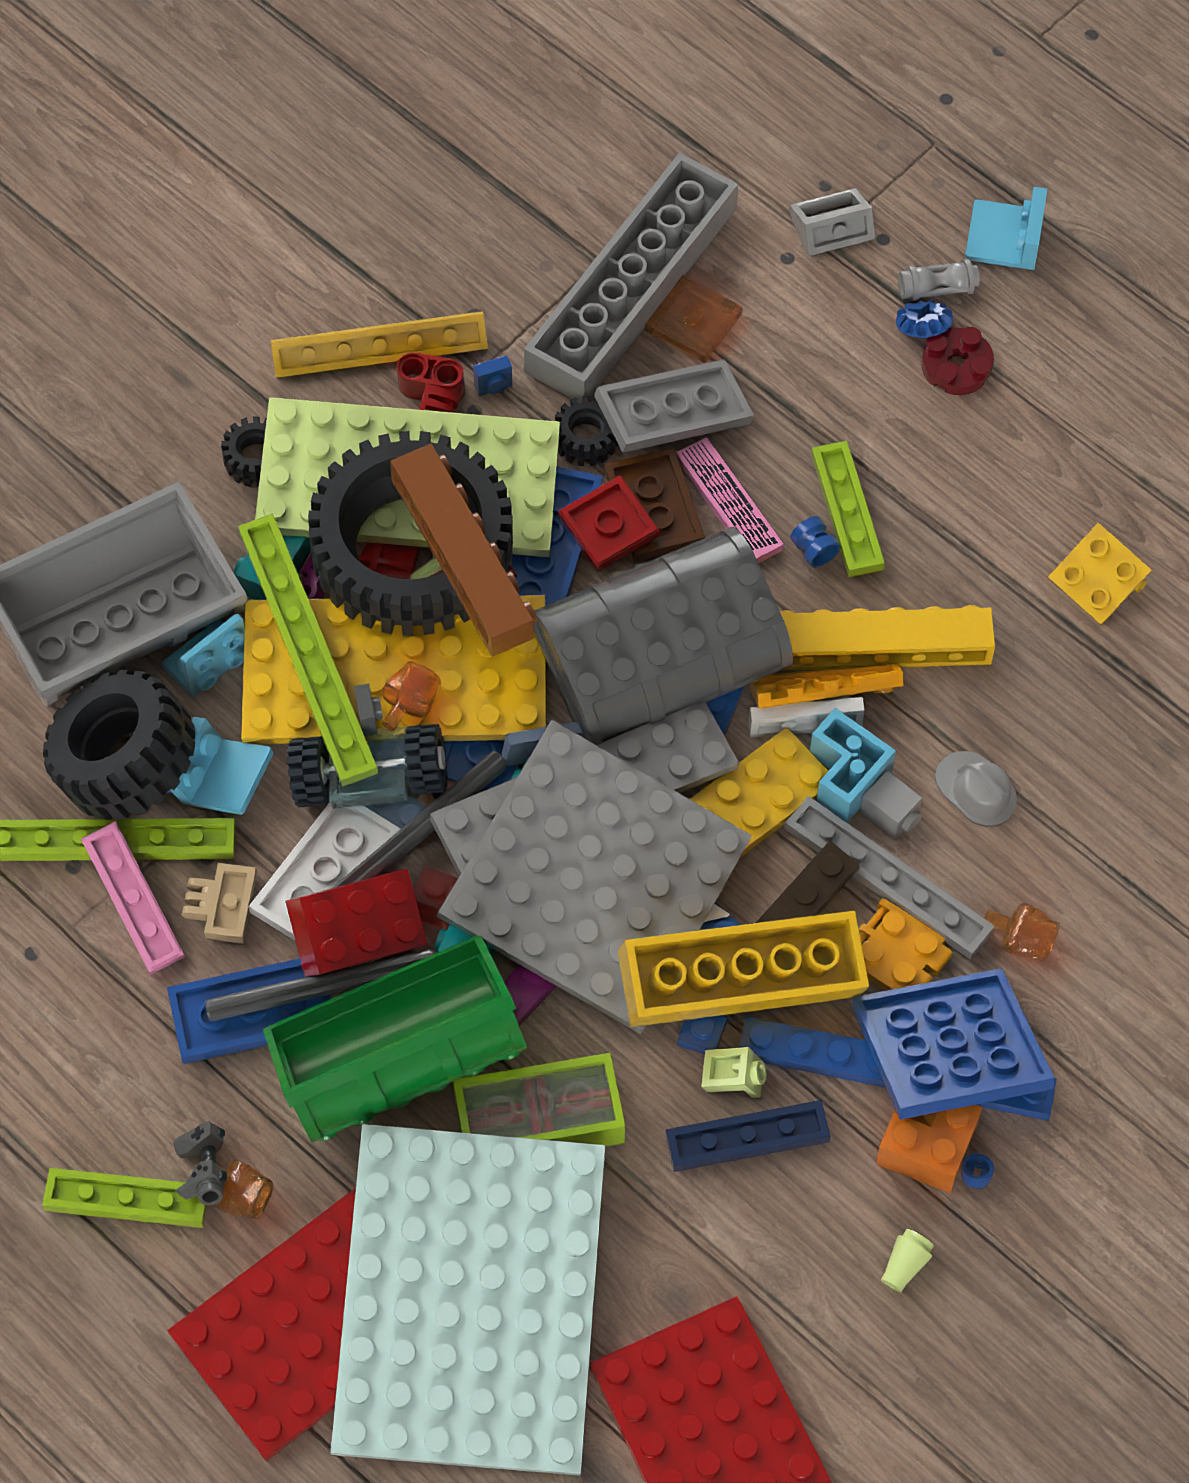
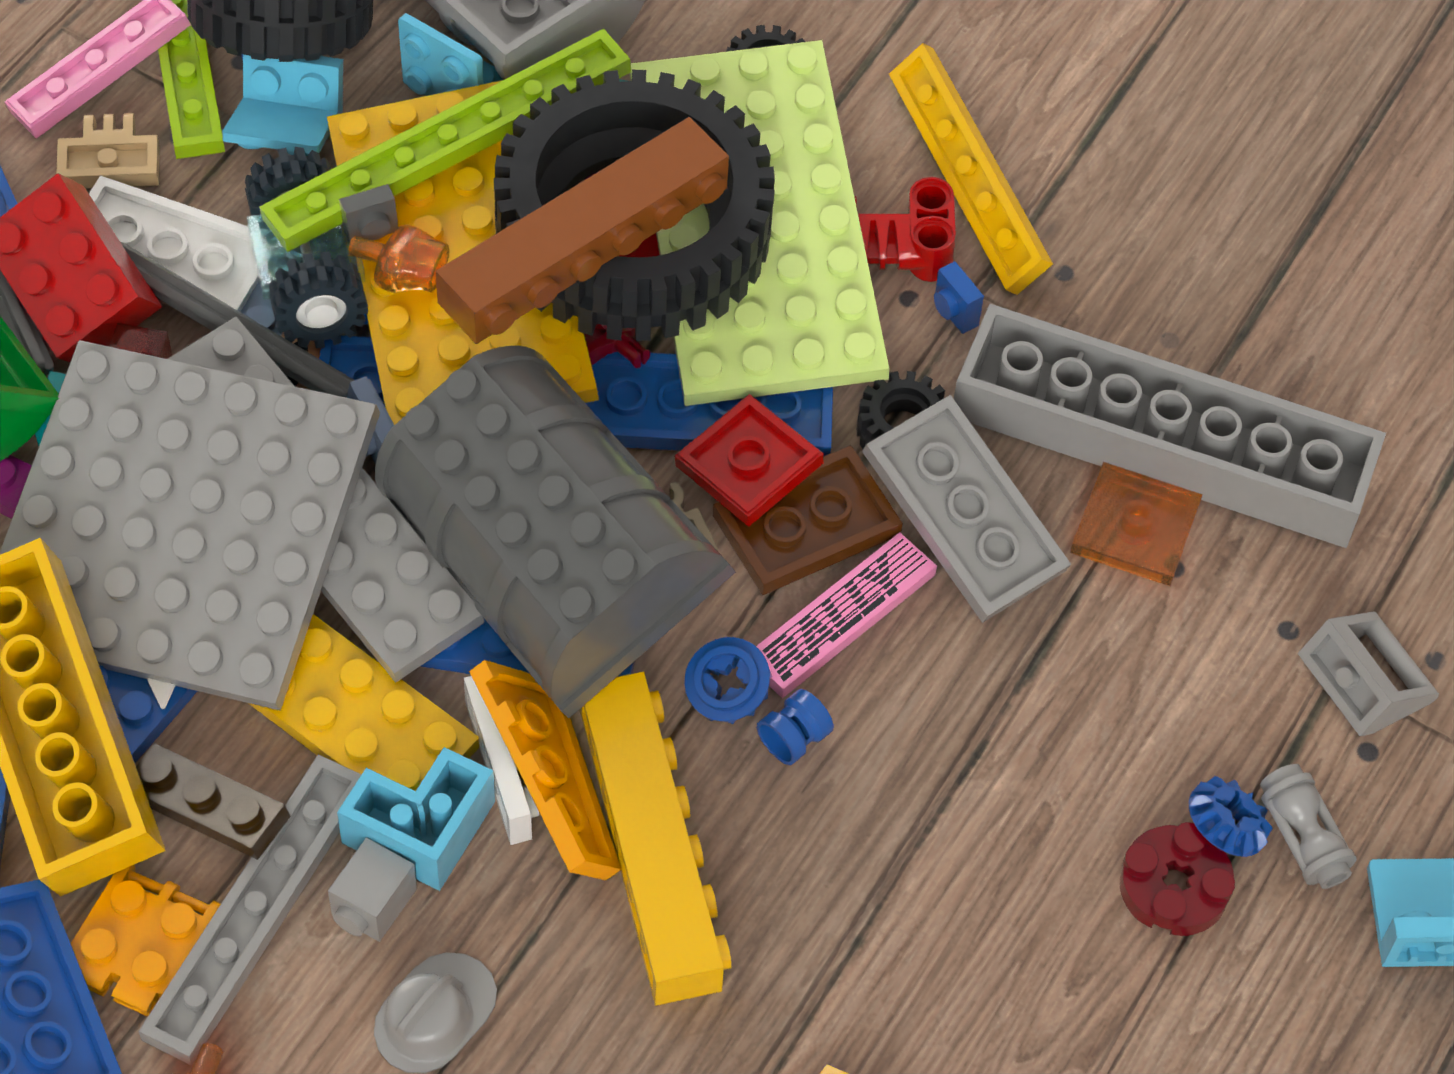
camera: 75 degrees right, 5 degrees down
(789, 574) = (720, 658): none -> blue gear
(847, 509) = (865, 763): lime plate -> none

